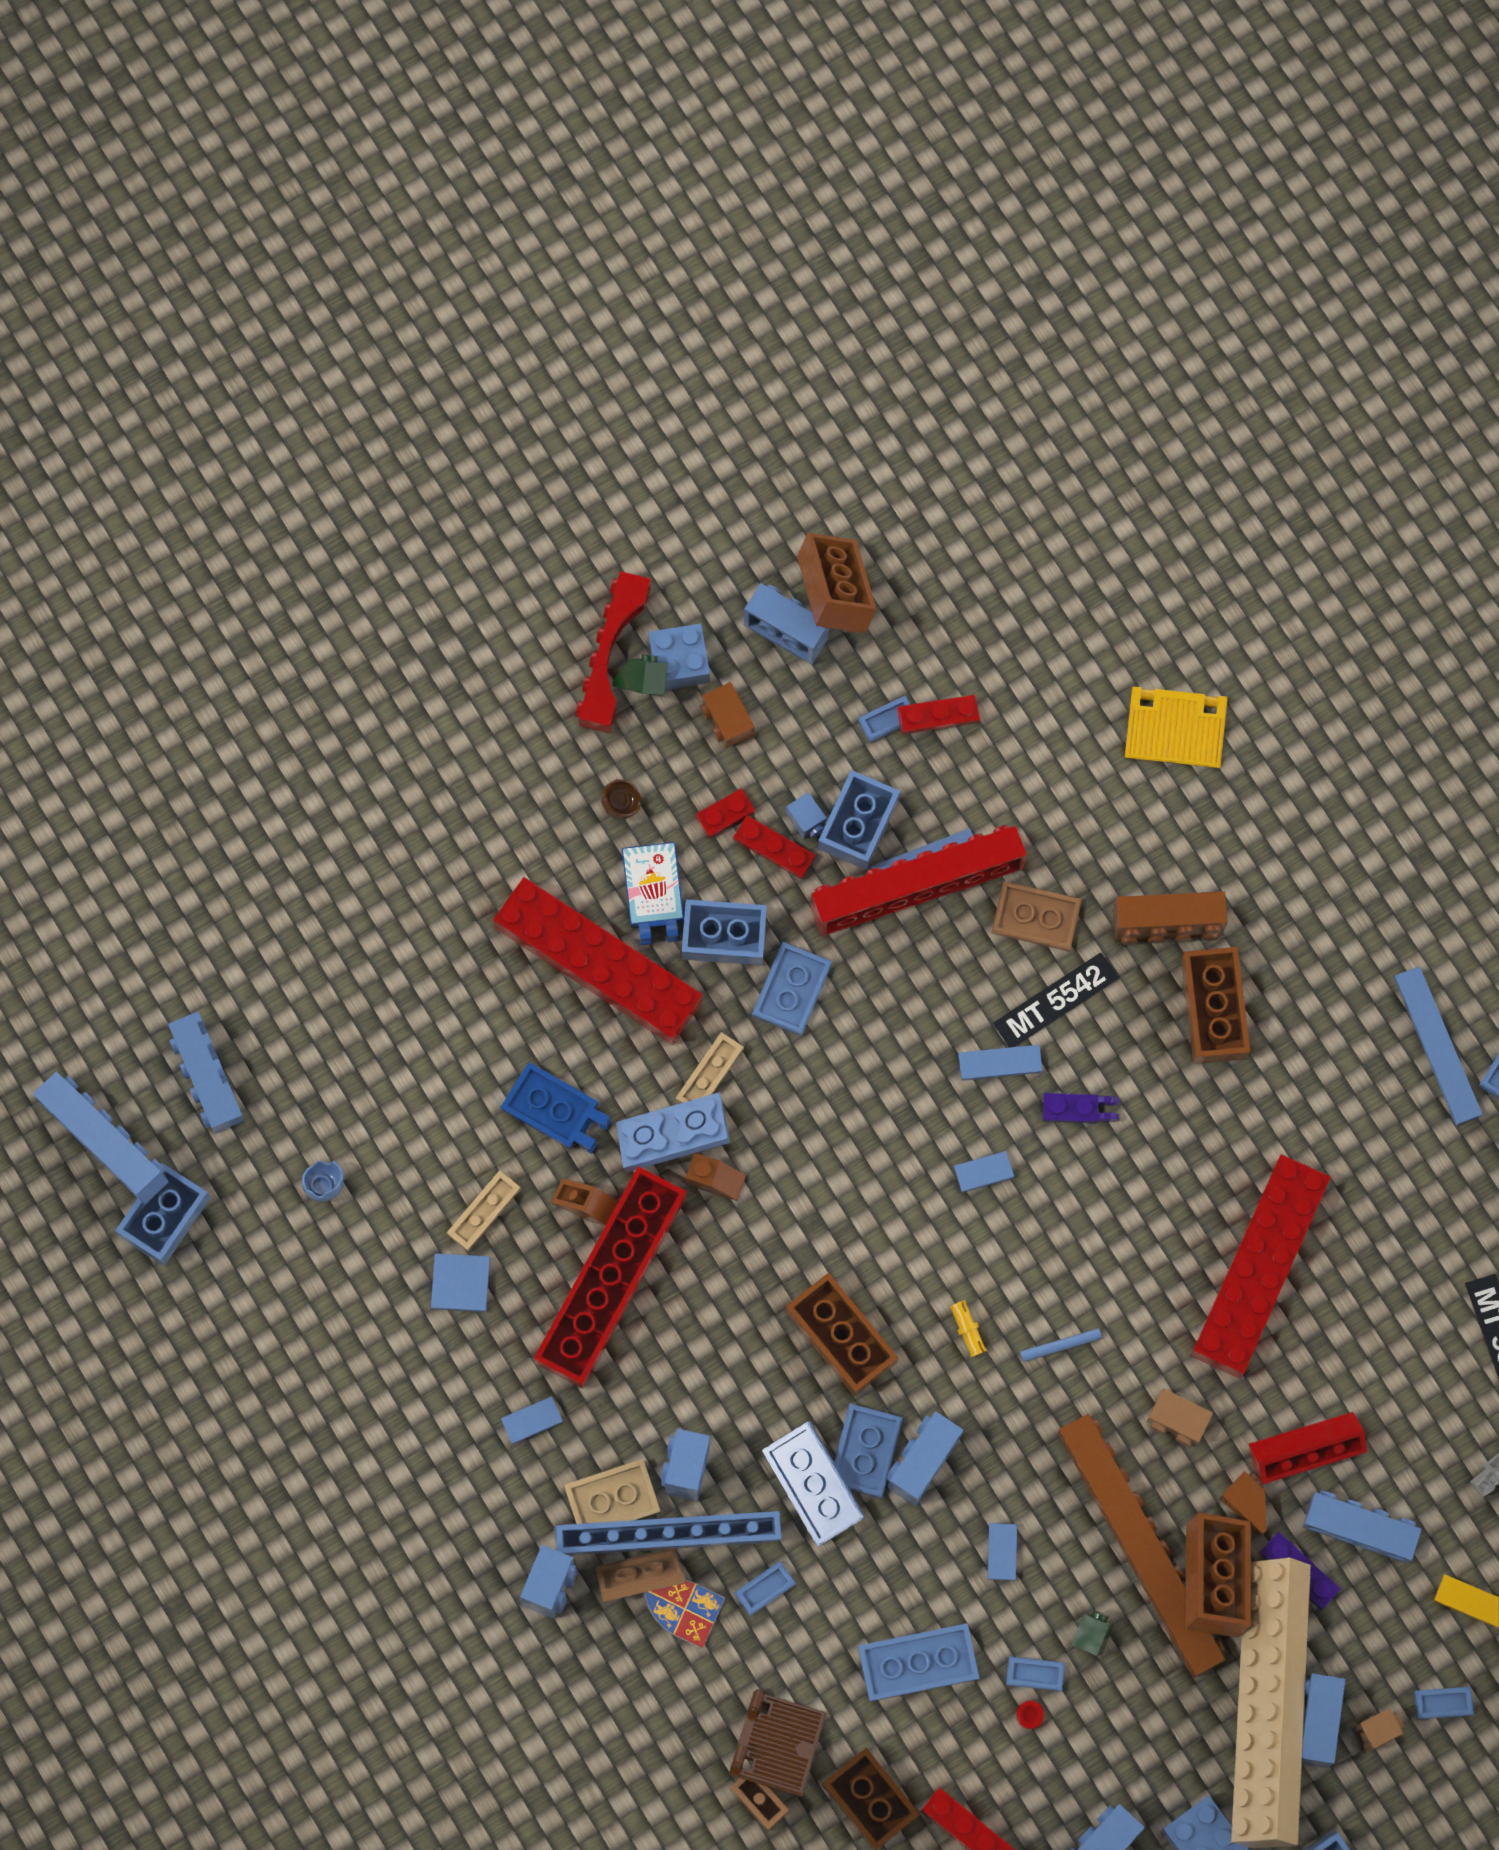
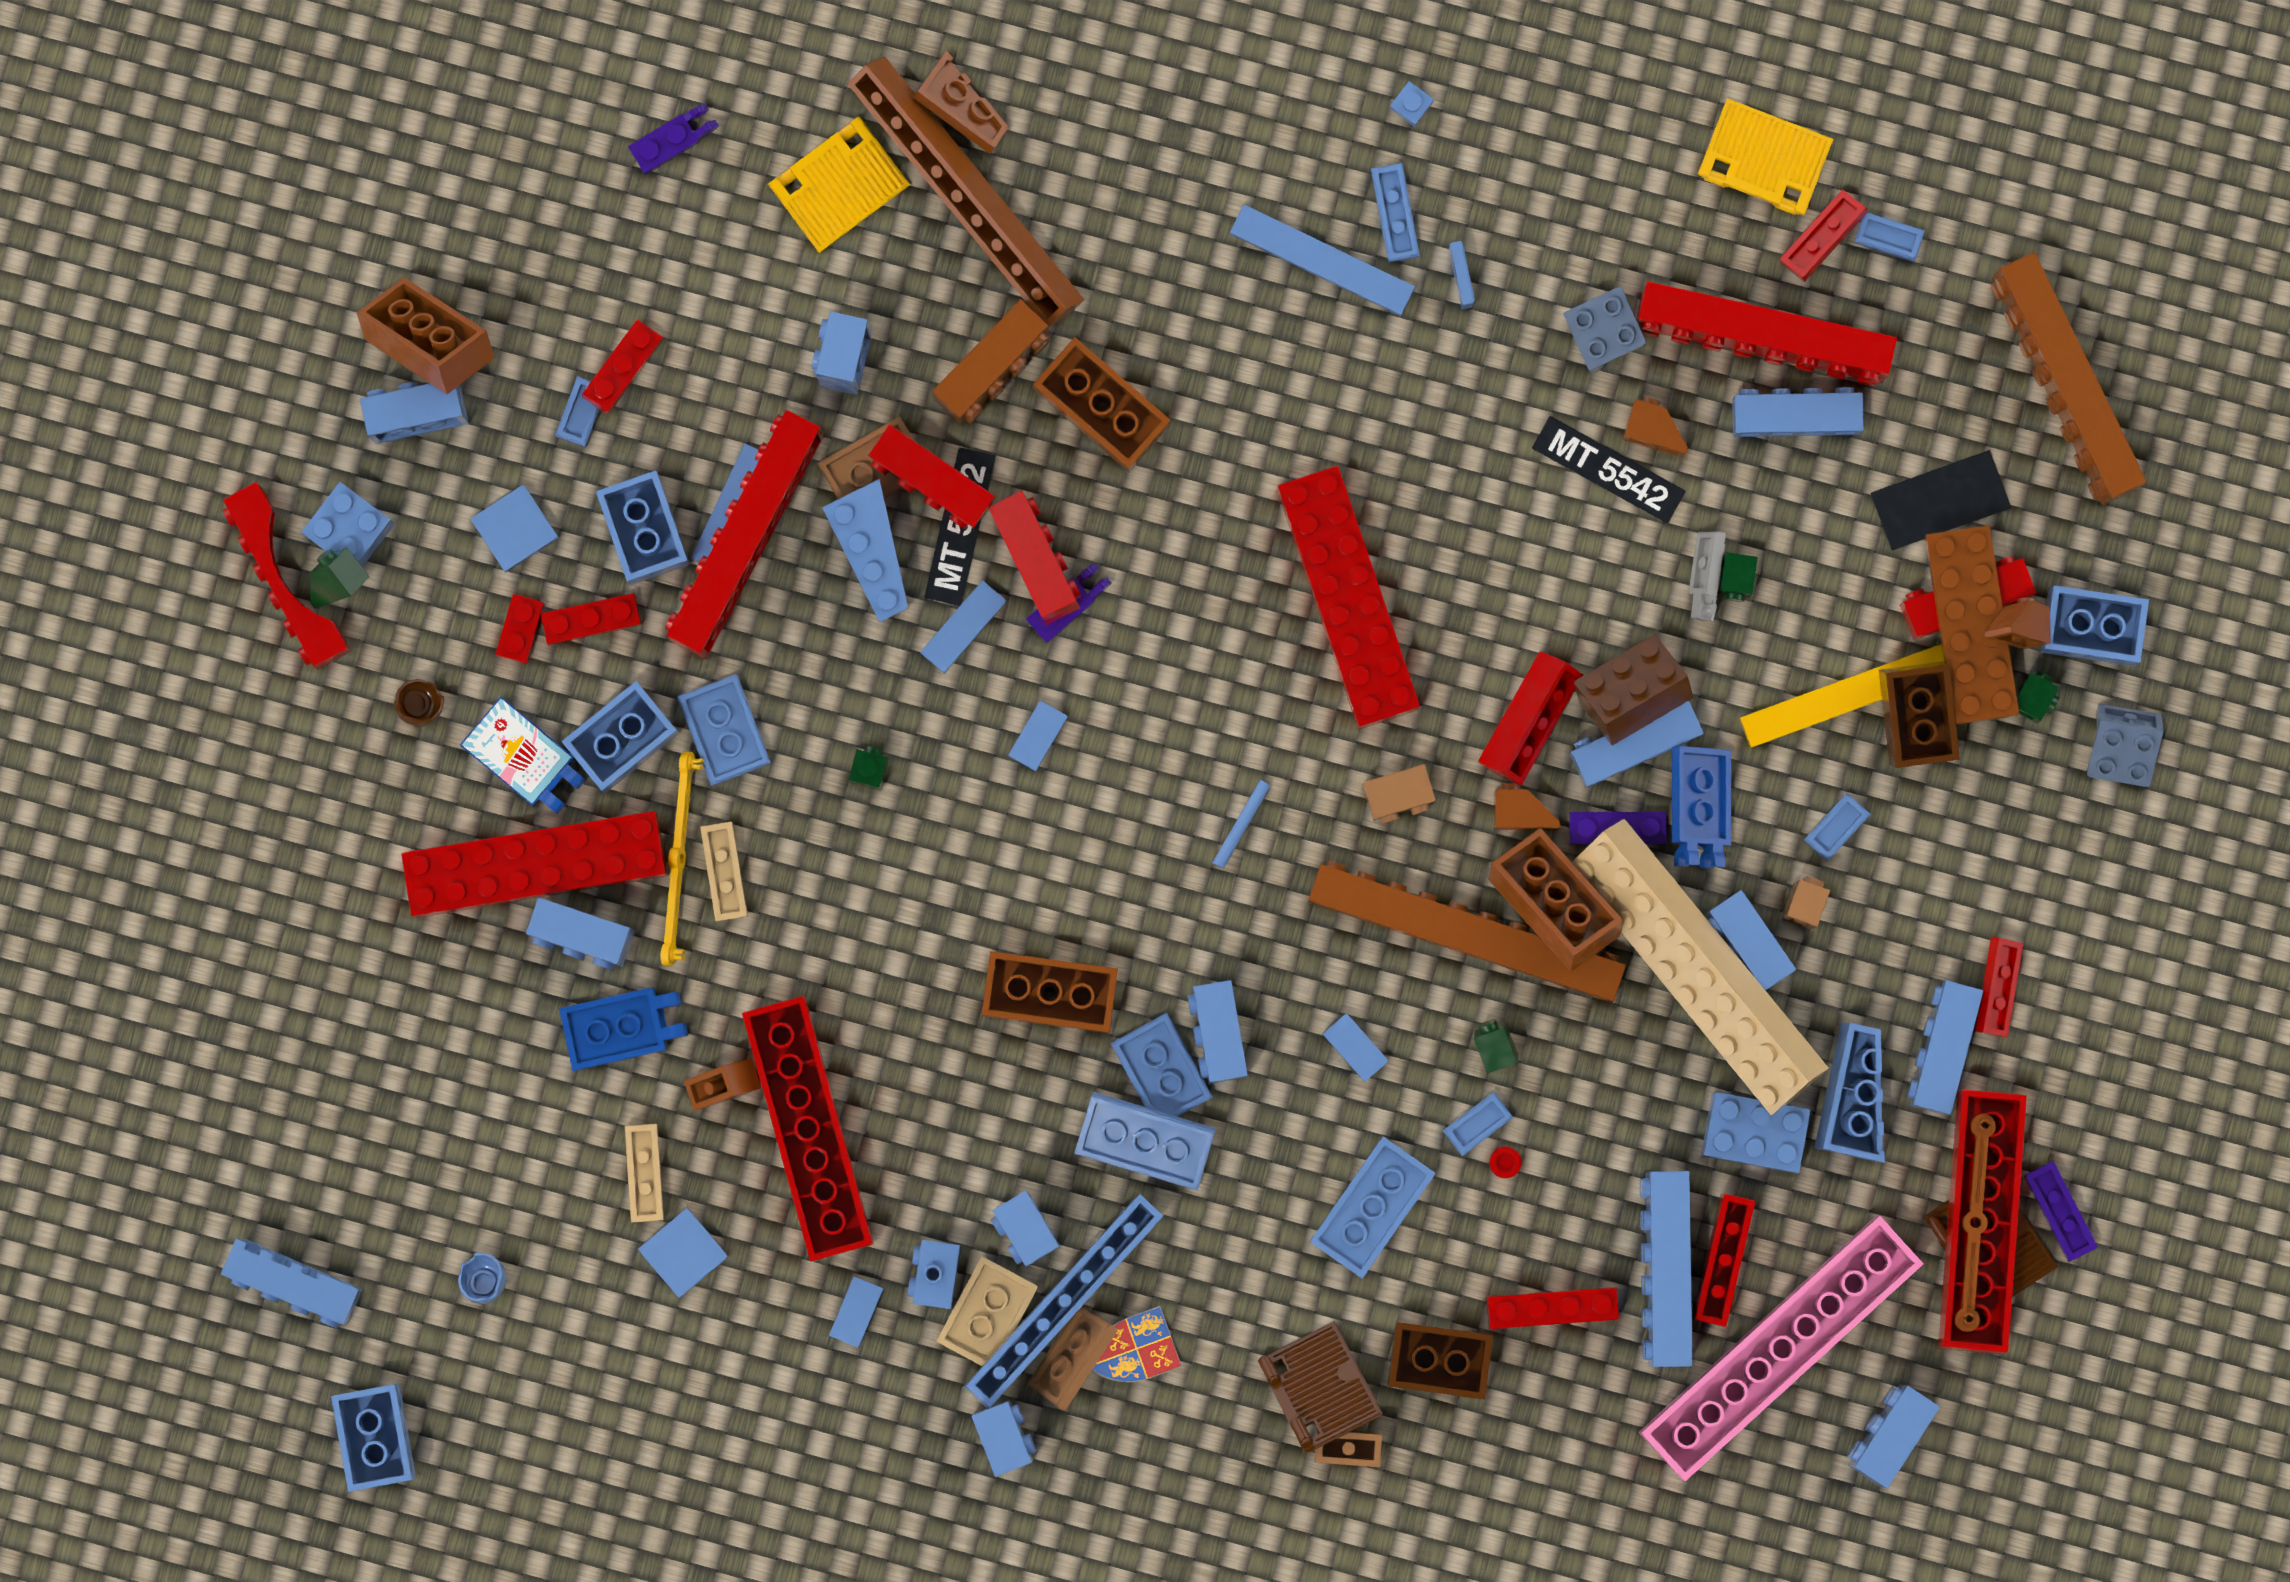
camera: 40 degrees left, 10 degrees up
(100, 1137) = (256, 1424): medium blue brick -> none
(585, 1027) = (579, 934): none -> medium blue brick
(603, 1442) = (935, 1274): none -> medium blue brick
(672, 1132) = (742, 954): medium blue piece -> none
(688, 1039) = (677, 858): none -> yellow piece
(714, 1177) = (814, 957): dark orange slope -> none
(727, 715) = (439, 540): dark orange brick -> none
(764, 1588) = (1186, 1266): medium blue tile -> none
(779, 750) = (514, 528): none -> medium blue tile
(806, 816) = (594, 566): medium blue brick -> none
(859, 1093) = (869, 768): none -> dark green brick
(968, 1328) = (1151, 884): yellow pin -> none
(989, 954) = (867, 541): none -> medium blue wedge
(1067, 952) = (931, 476): none -> red brick
(1083, 825) = (843, 352): none -> medium blue brick
(1085, 1058) = (1034, 557): none -> red brick
(1097, 608) = (671, 140): none -> dark purple hinge
(1251, 801) = (965, 191): none -> dark orange brick
(1295, 741) = (954, 100): none -> dark orange wing
(1367, 1605) = (1701, 805): none -> blue tile
(1391, 1490) = (1633, 689): none -> reddish brown brick

